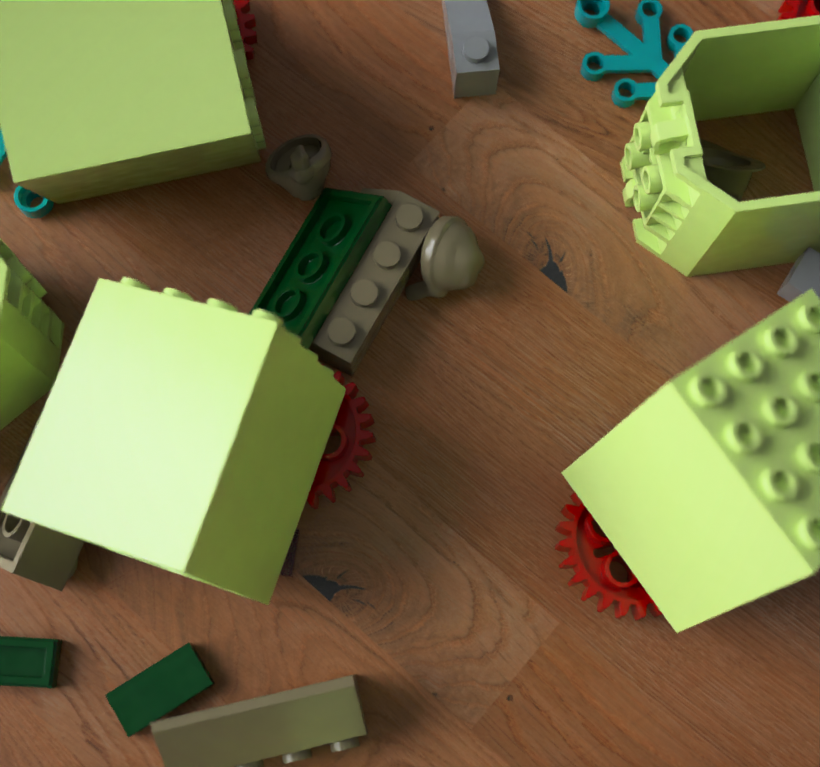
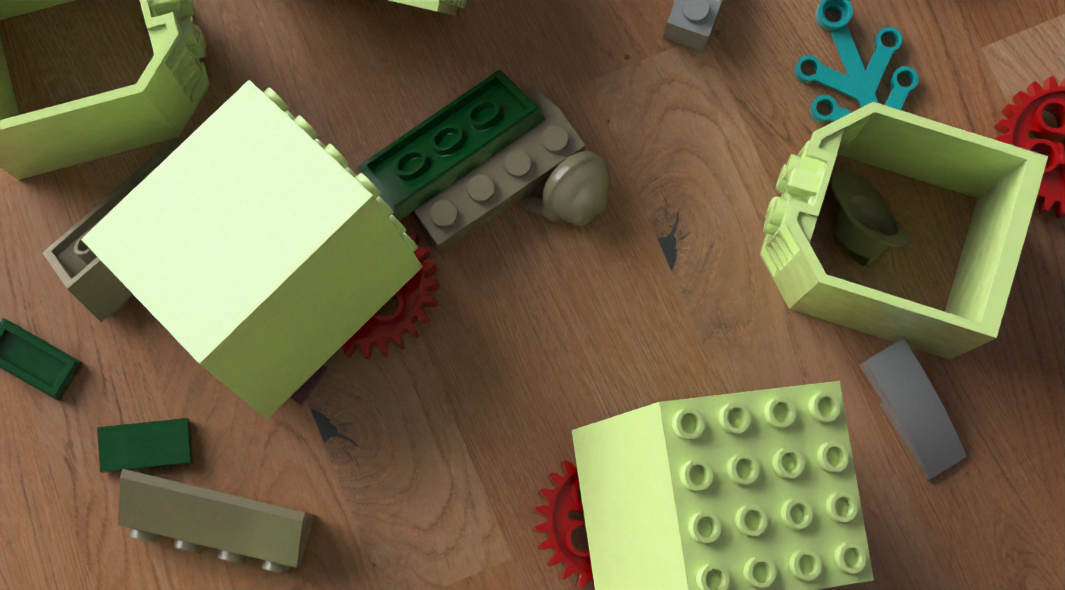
camera: 25 degrees right, 5 degrees up
(301, 166) = (486, 40): dark tan hat -> none

